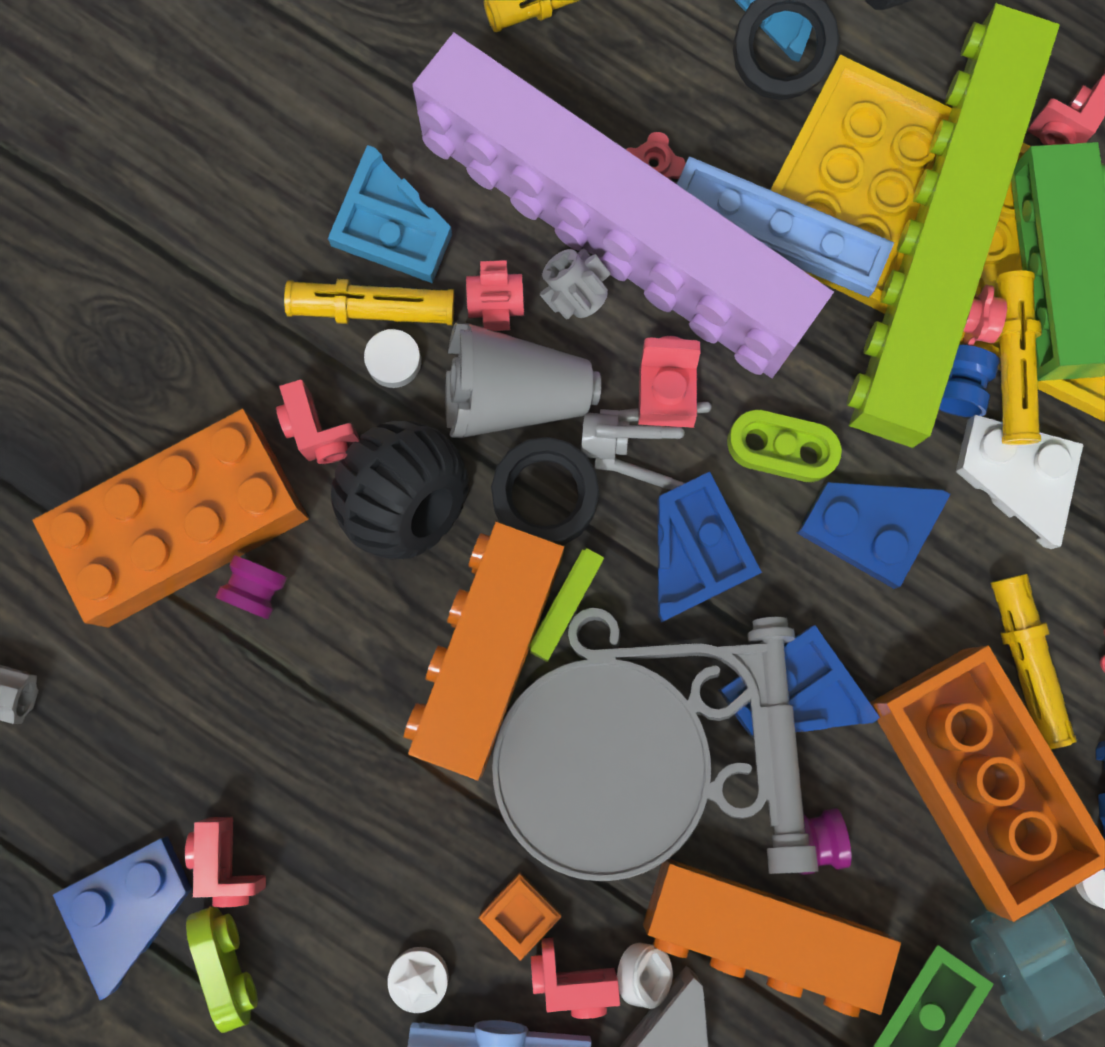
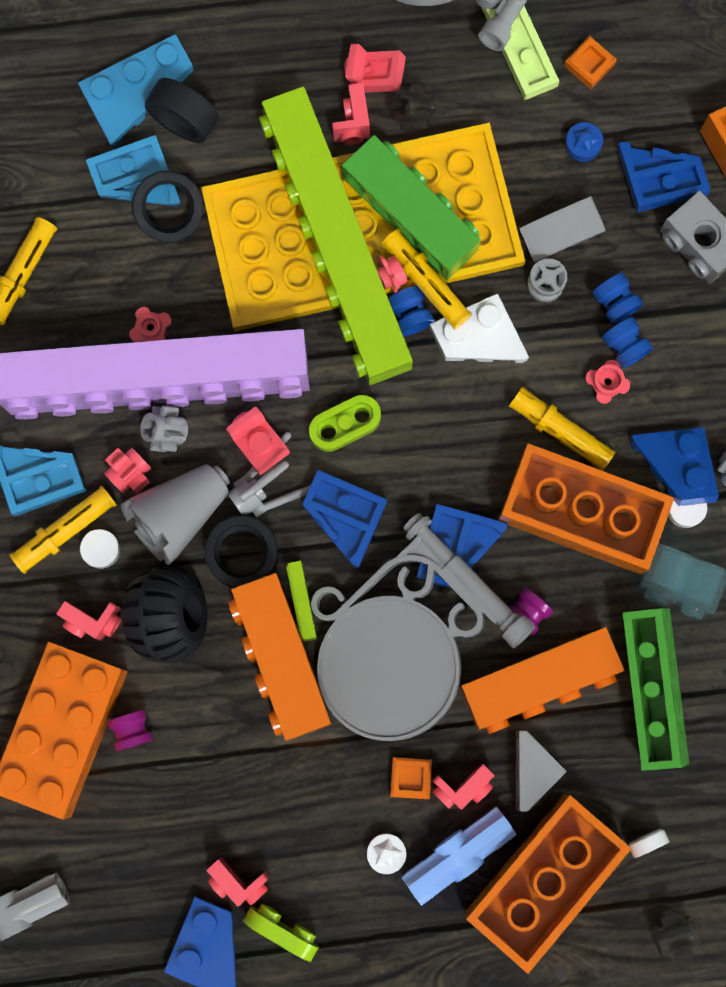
camera: 35 degrees left, 0 degrees up
(644, 975) = (496, 752): white tile -> none
(792, 229) = (249, 308): light blue tile -> none
(874, 526) = (425, 426): blue wing -> none

